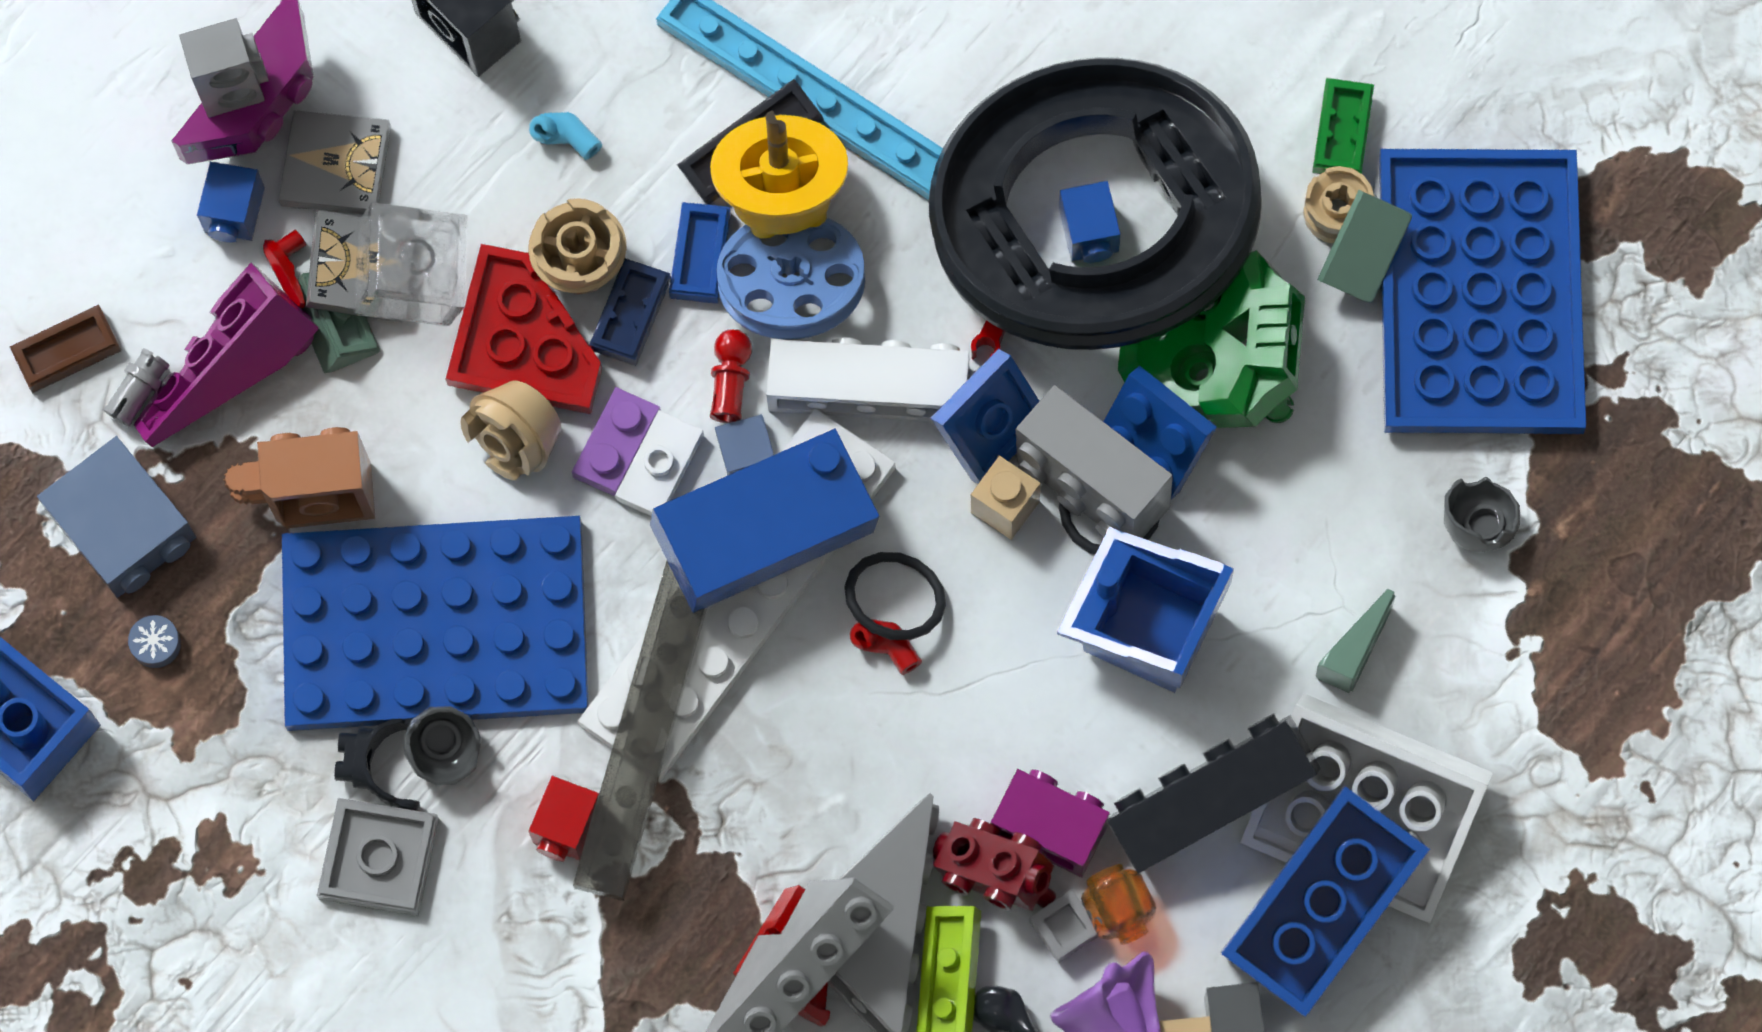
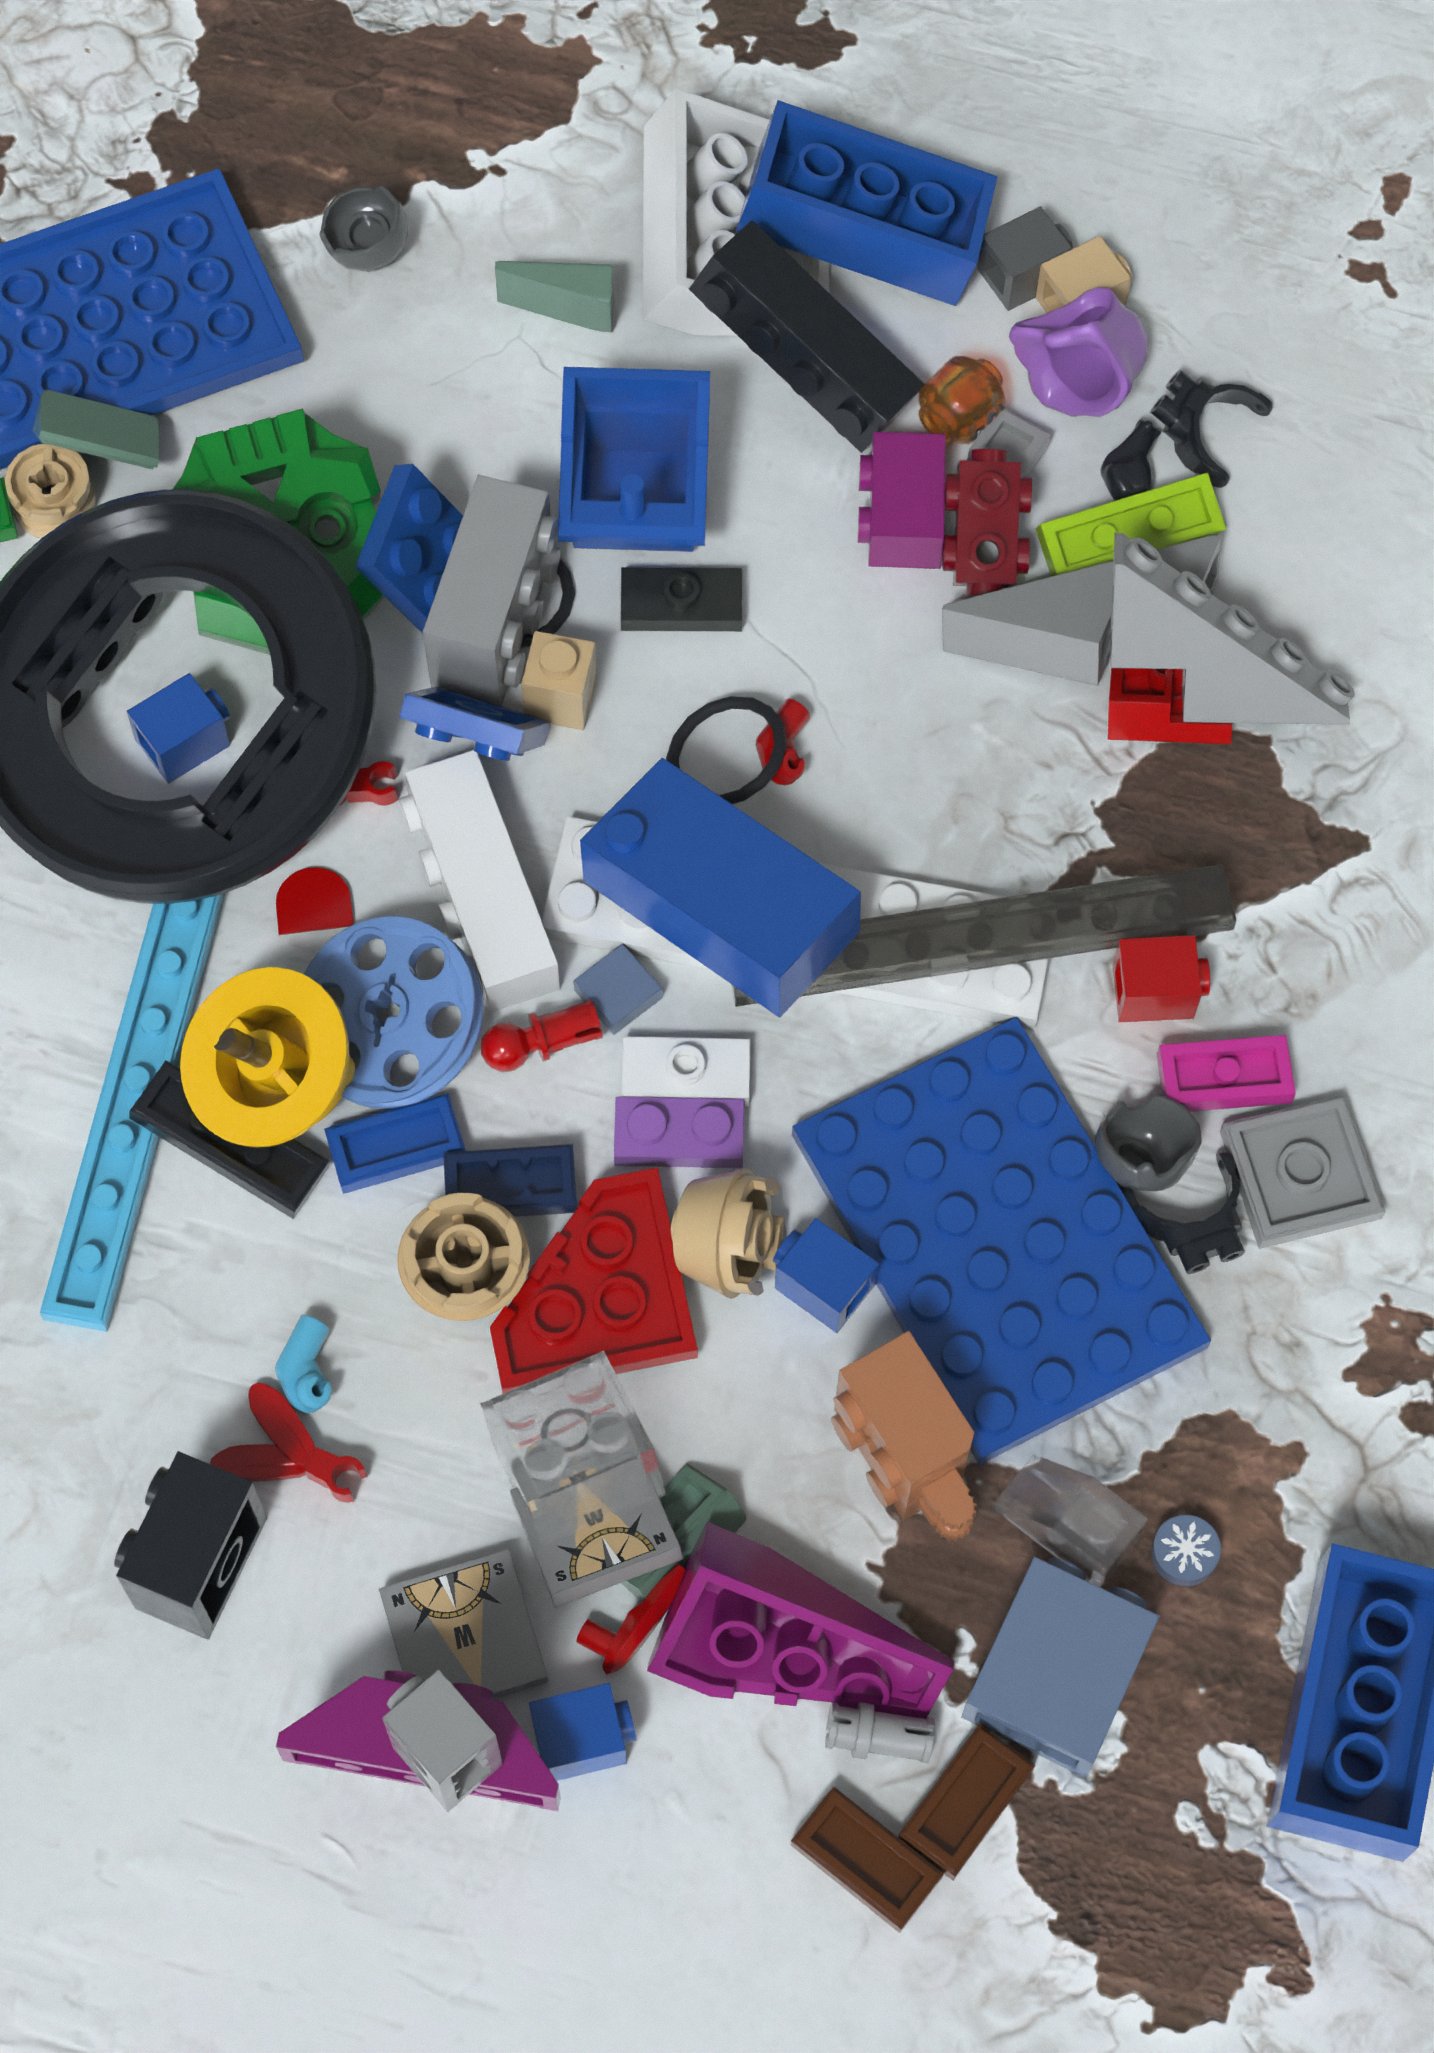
camera: 120 degrees left, 5 degrees down
(65, 421) = (966, 1802): none -> reddish brown tile
(210, 571) = (1072, 1516): none -> clear slope
(459, 485) = (824, 1274): none -> blue brick
(472, 833) = (1227, 1073): none -> dark pink plate
(514, 103) = (292, 1451): none -> red piece
(914, 270) = (313, 902): none -> red piece
(1035, 640) = (681, 599): none -> pearl dark grey plate

